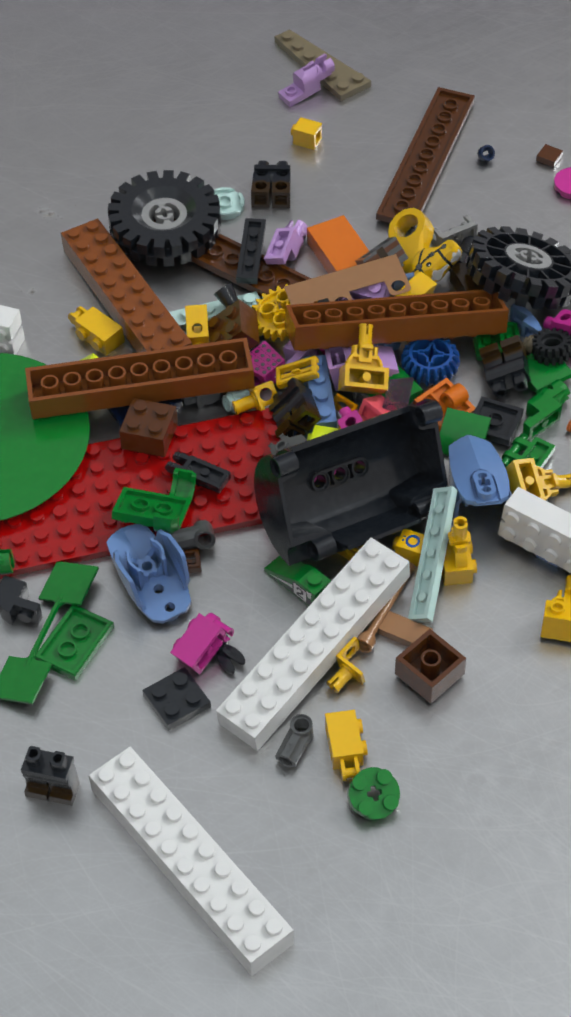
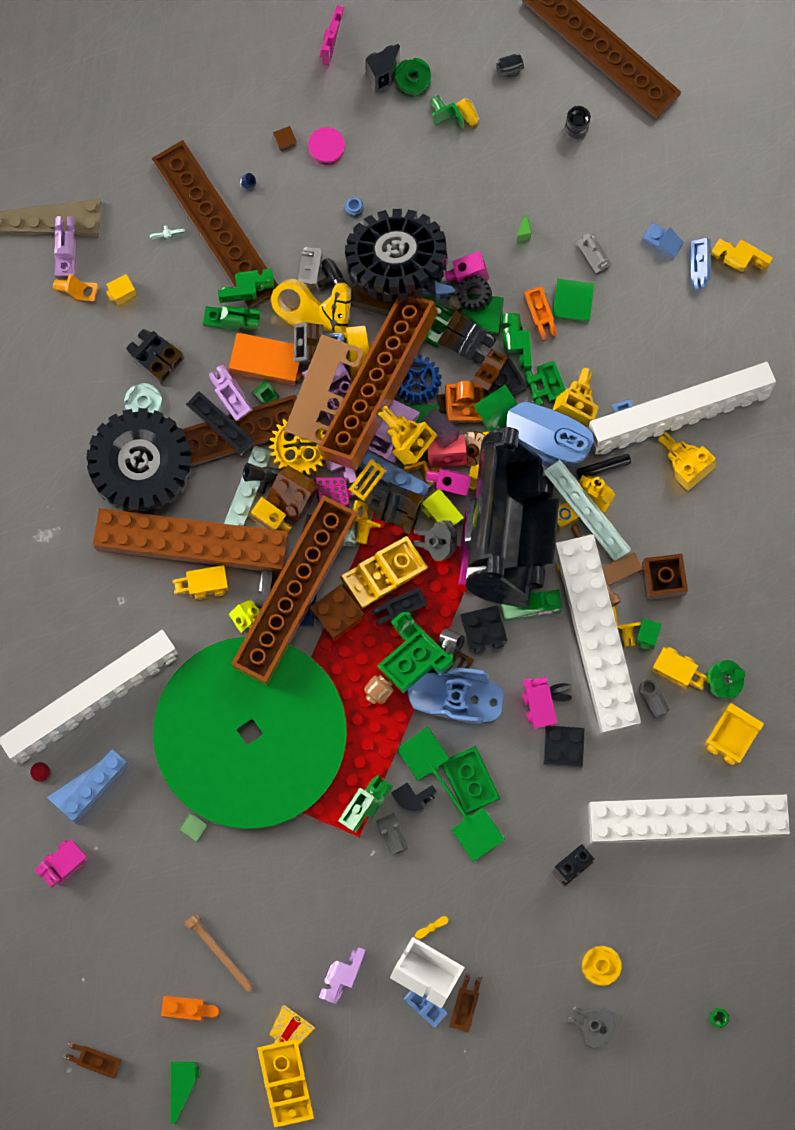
camera: 55 degrees left, 25 degrees up
(99, 502) = (378, 689): none -> medium nougat head
(220, 440) = (383, 572): none -> yellow slope
(238, 557) = (484, 629): none -> black plate
(280, 107) = (75, 288): none -> light orange bracket
(311, 269) = (265, 393): none -> green slope
(320, 844) = (733, 734): none -> yellow panel
(355, 209) = (231, 318): none -> green plate
(358, 693) = (648, 634): none -> green brick
(385, 135) = (167, 233): none -> light aqua piece
(389, 195) = (246, 286): none -> green plate
(496, 401) = (490, 369): none -> reddish brown slope
(497, 552) = (604, 466): none -> black axle
(542, 227) = (354, 206): none -> medium blue plate

